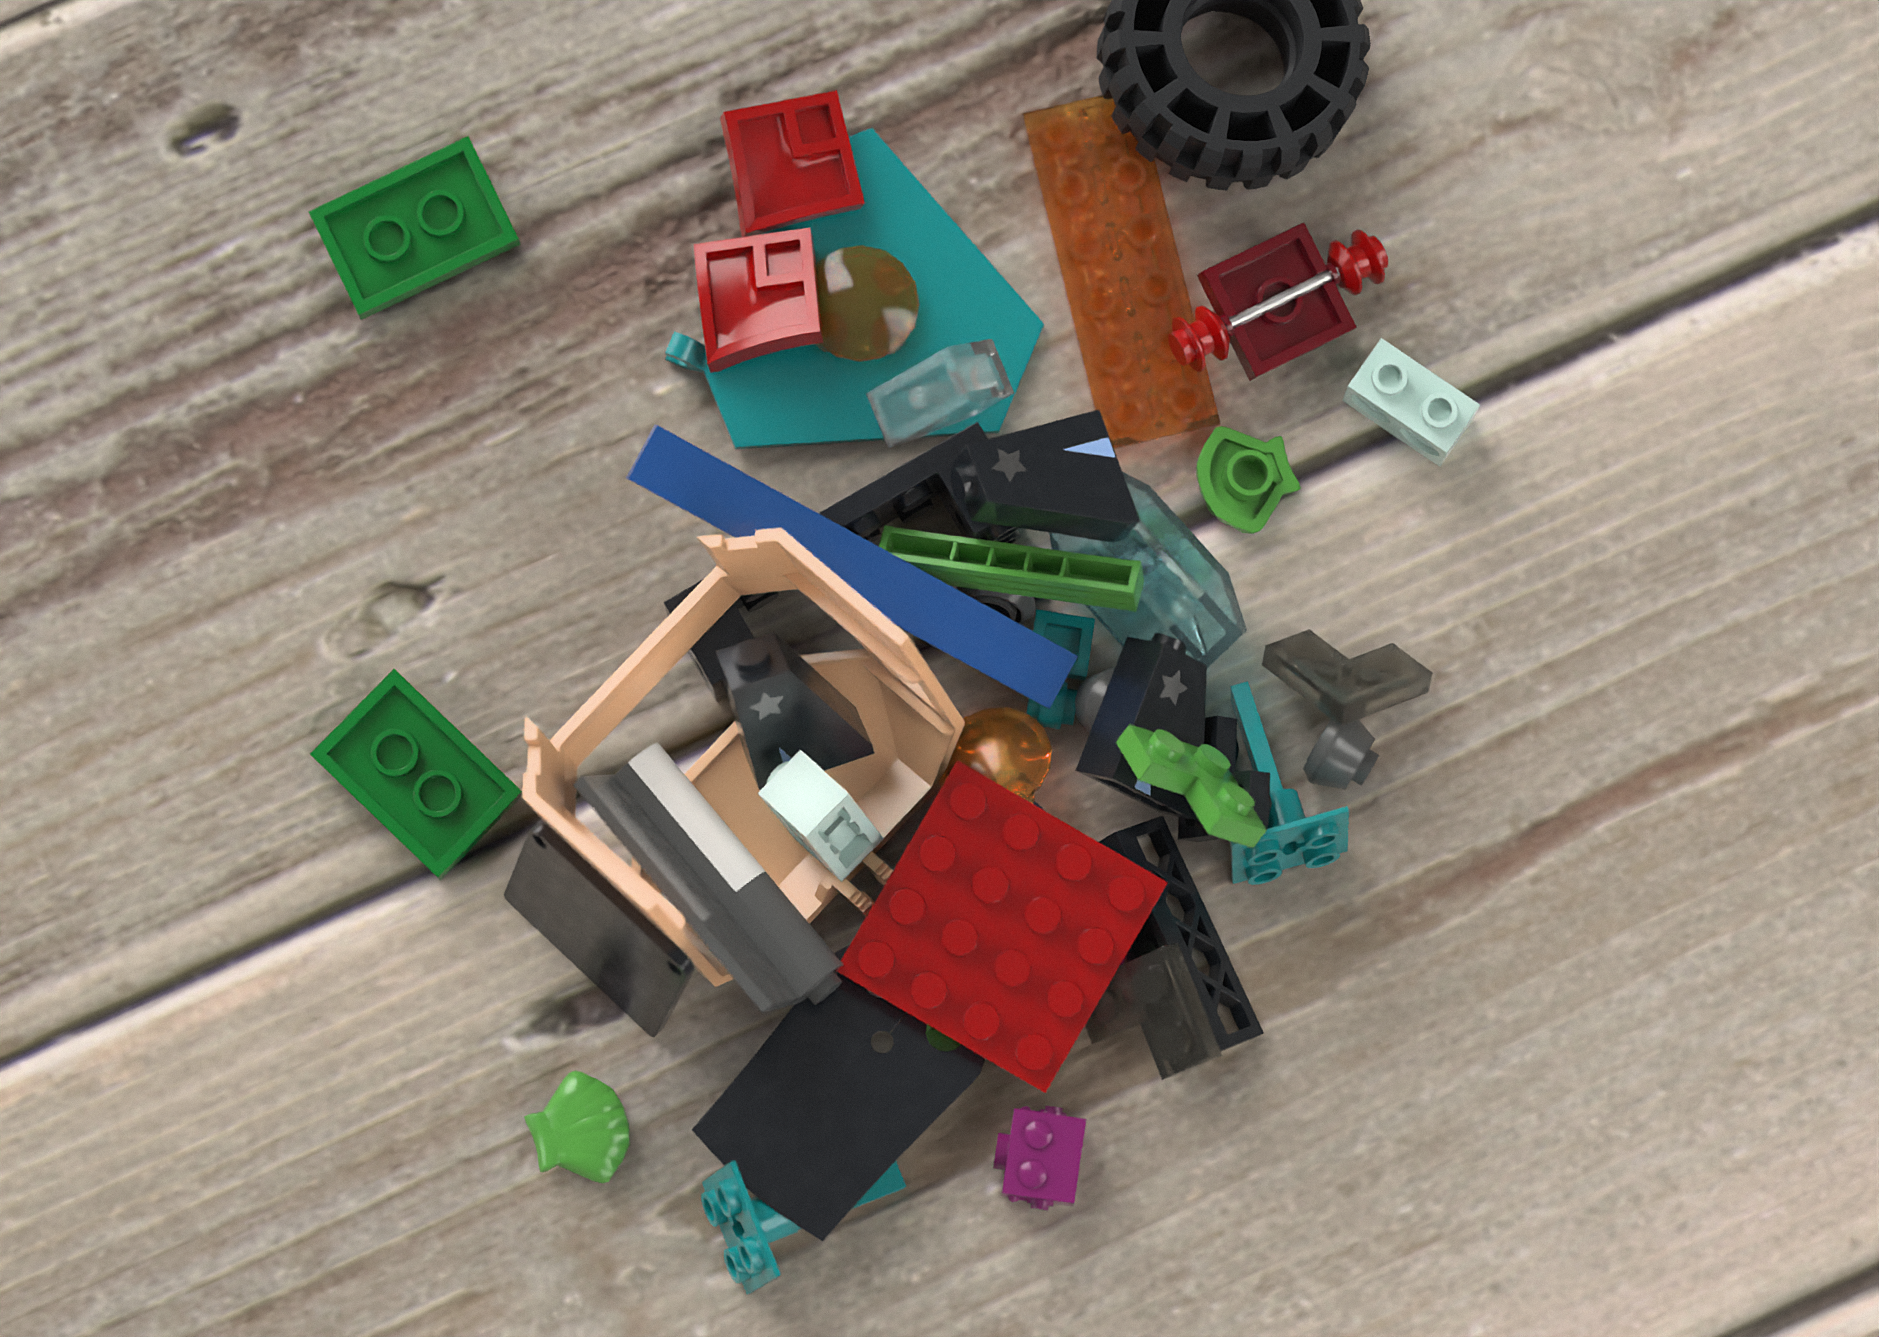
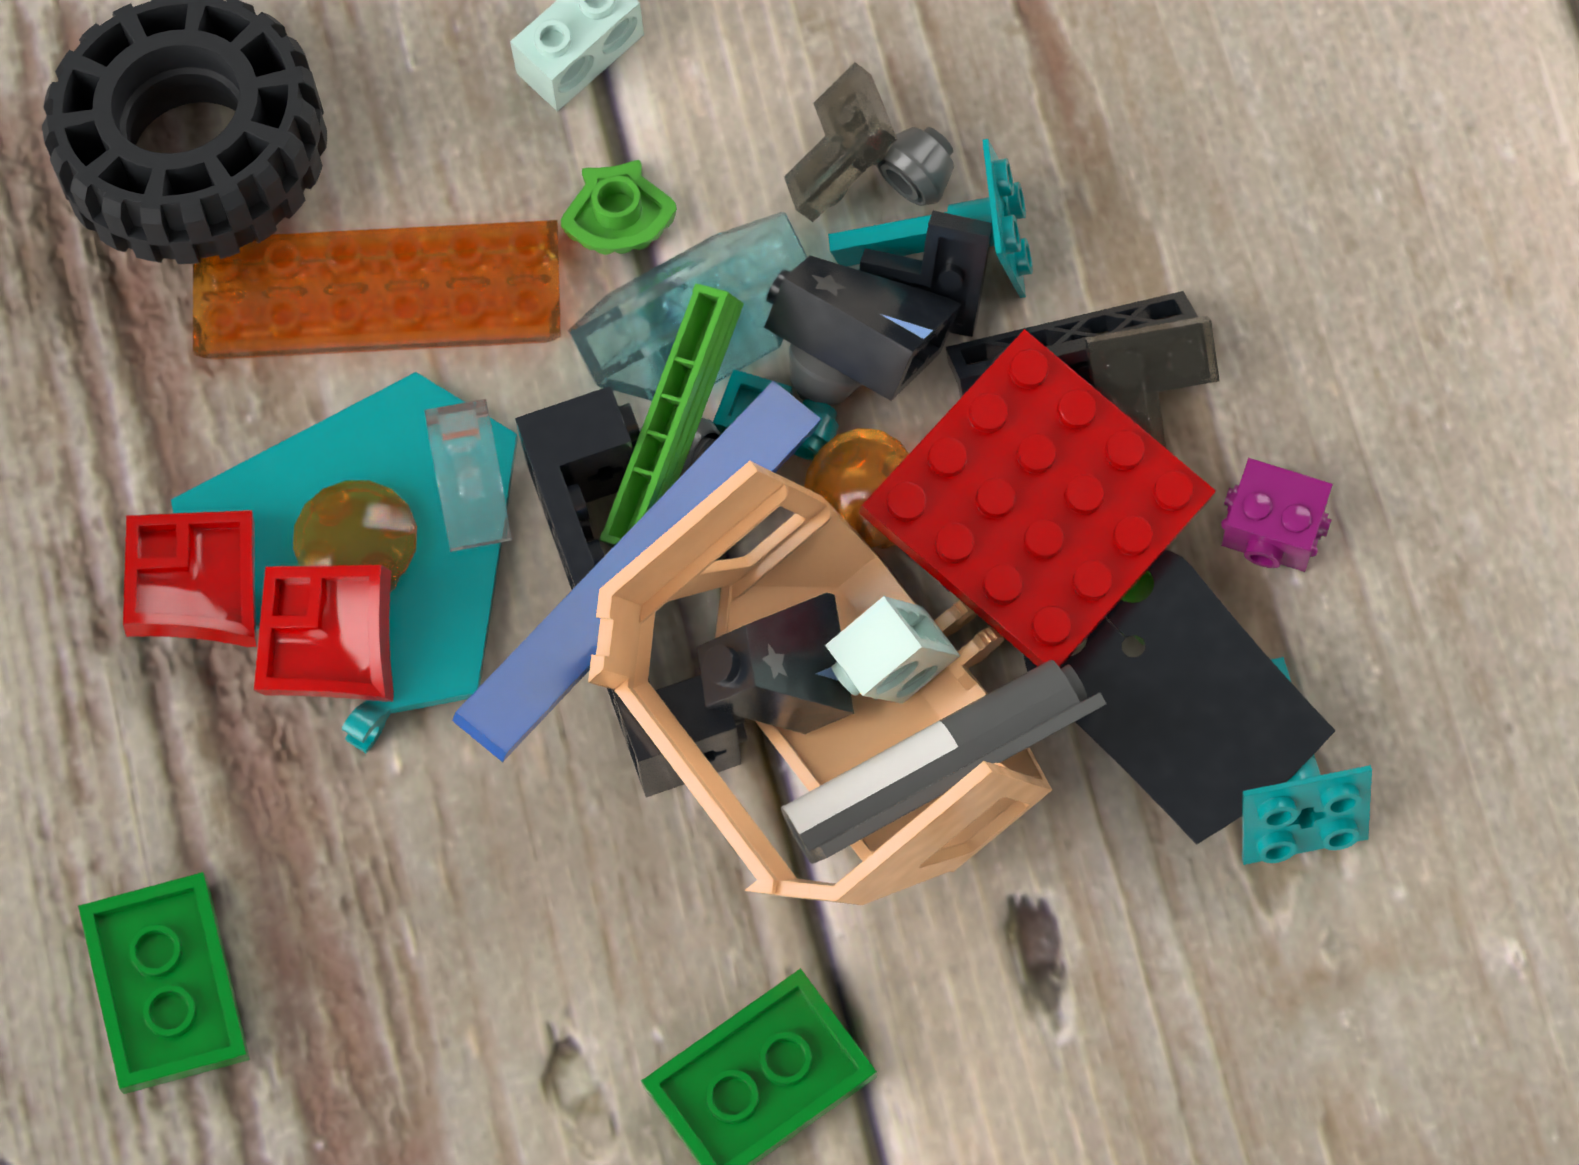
camera: 75 degrees left, 10 degrees down
(581, 1129) = (1169, 972): bright green animal -> none
(598, 929) = (972, 892): black piece -> none
(1048, 480) = (596, 350): black slope -> none
(1197, 774) = (924, 272): bright green plate -> none
(1277, 301) = (447, 138): dark red plate -> none

